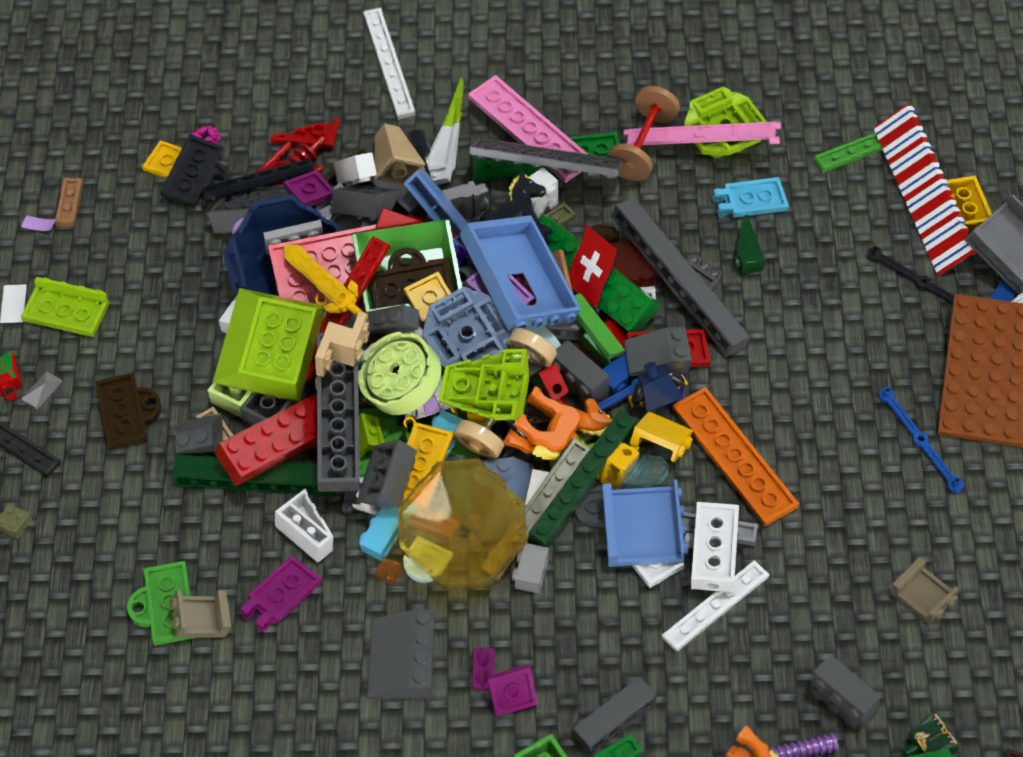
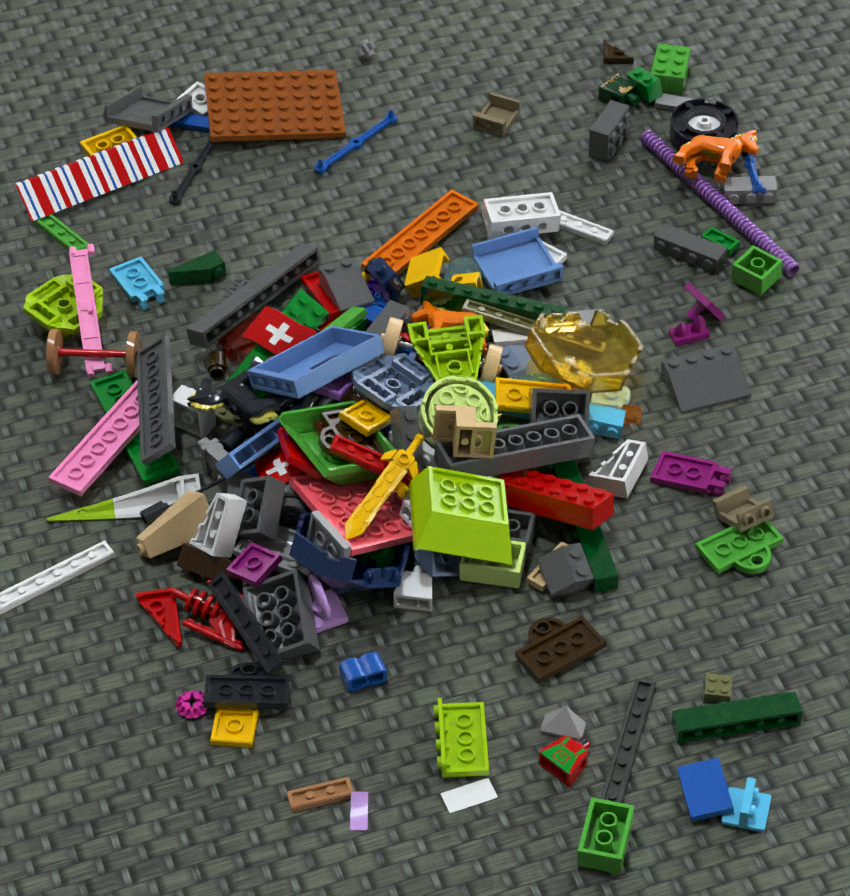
camera: 110 degrees left, 10 degrees down
(173, 256) = (363, 671): none -> blue brick

